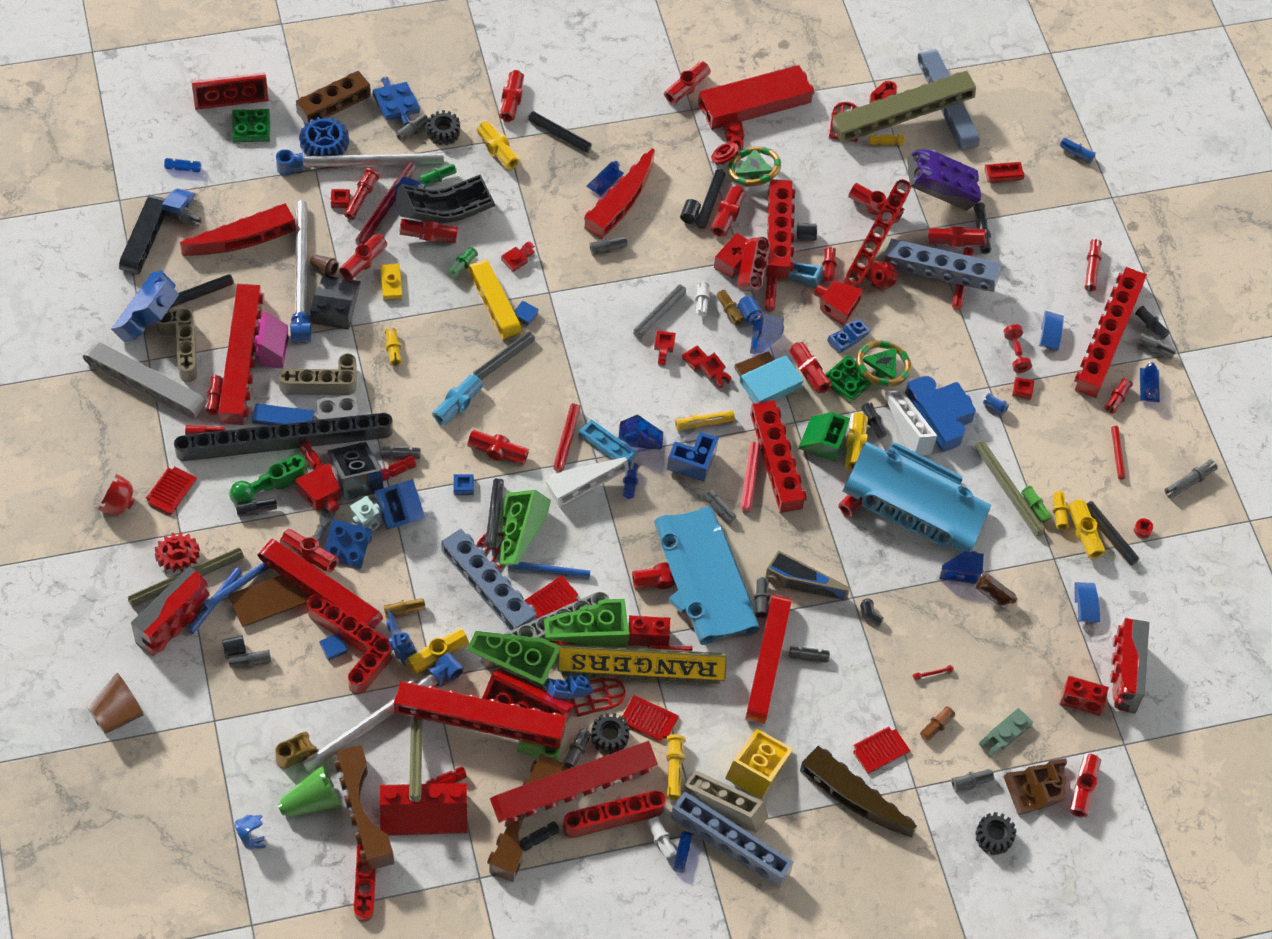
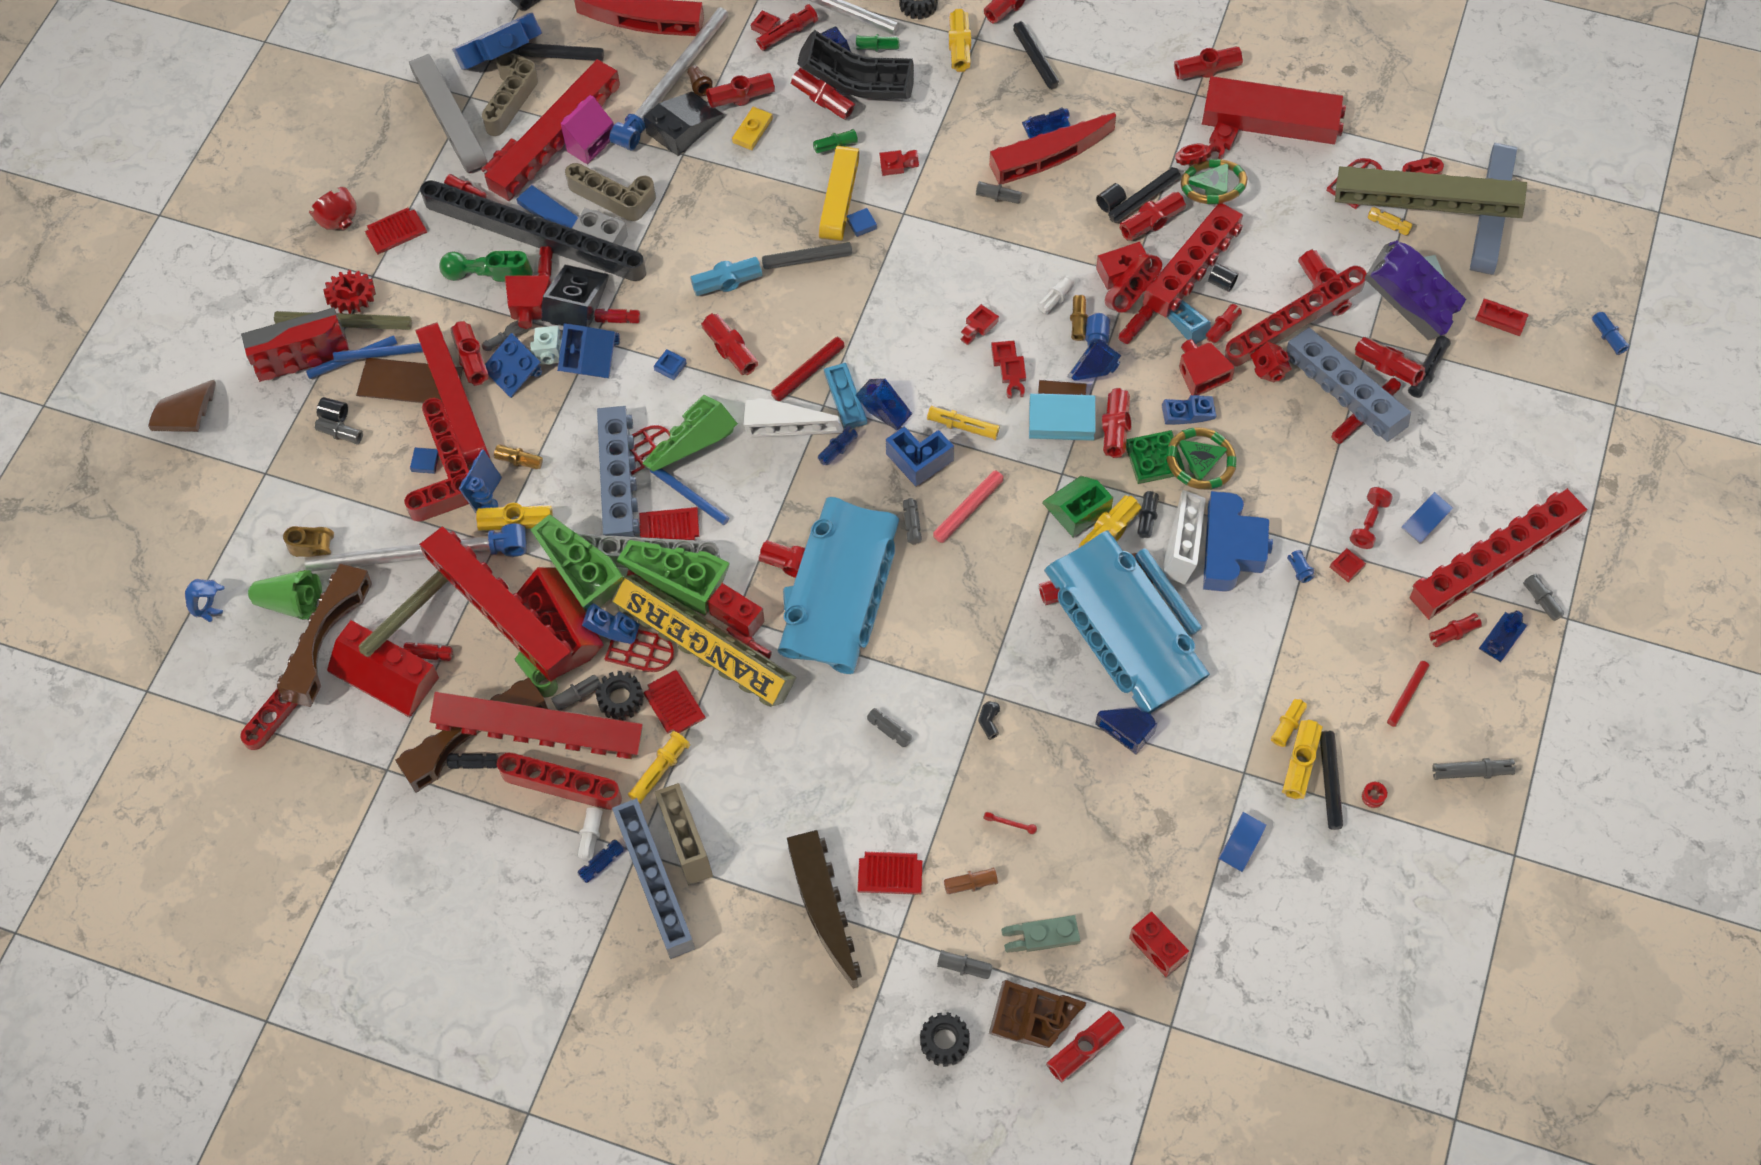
camera: 40 degrees right, 5 degrees up
(256, 507) = (455, 285): black axle -> none
(383, 207) = (792, 54): dark red axle -> none
(393, 346) = (704, 193): yellow pin -> none
(401, 452) = (633, 301): dark grey axle -> none
(494, 513) = (681, 403): black axle -> none
(649, 321) = (1001, 286): dark grey axle -> none
(758, 764) = (745, 813): yellow slope -> none
(762, 597) = (883, 640): dark grey axle -> none
(768, 659) = (839, 709): red beam -> none
(786, 499) = (996, 553): red brick -> none
(798, 576) = (936, 637): slope -> none
(995, 591) = (1143, 770): reddish brown hinge -> none
(1009, 487) = (1248, 668): olive axle -> none
(1036, 503) = (1265, 700): bright green axle -> none
(1093, 259) = (1539, 462): pin -> none
(1129, 664) = (1235, 938): red piece -> none
(1152, 322) = (1558, 568): black pin -> none

